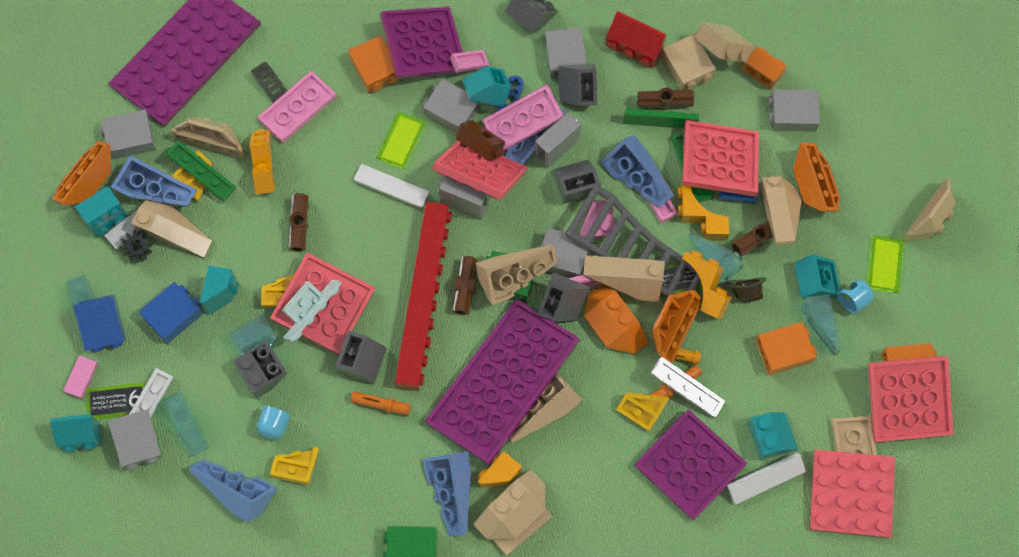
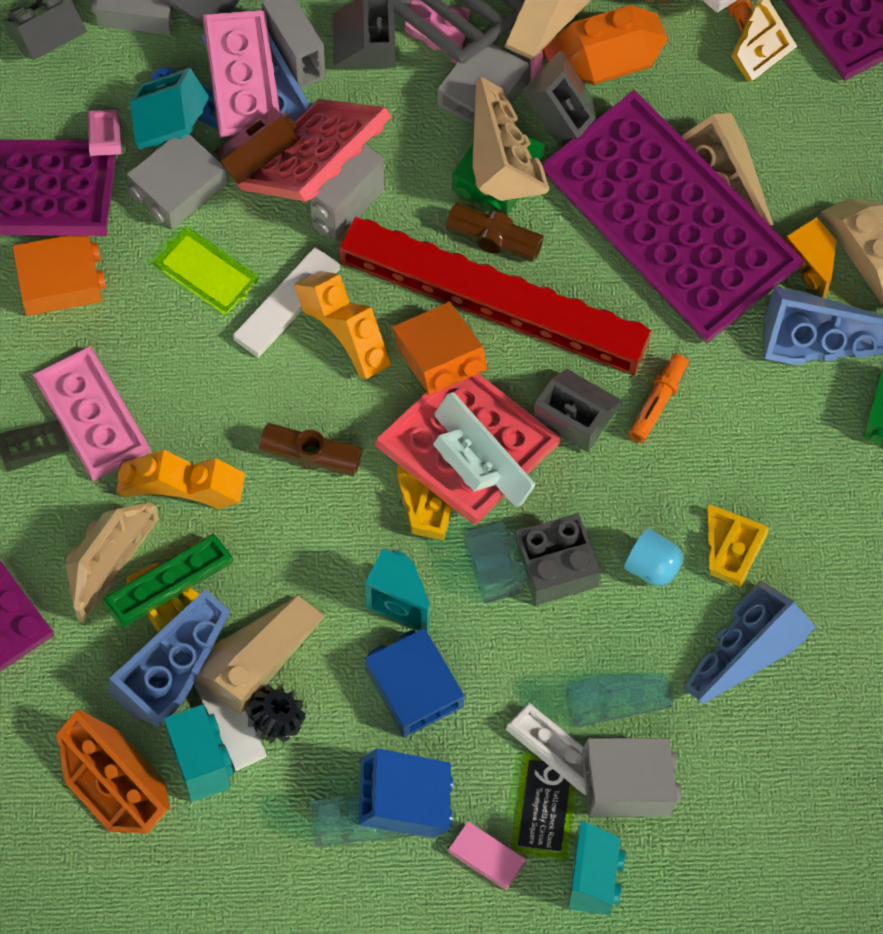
camera: 75 degrees left, 5 degrees down
(128, 134) = (51, 687): light grey brick -> none
(375, 272) = (439, 348): none -> orange brick
(380, 217) = (353, 324): none -> light orange arch

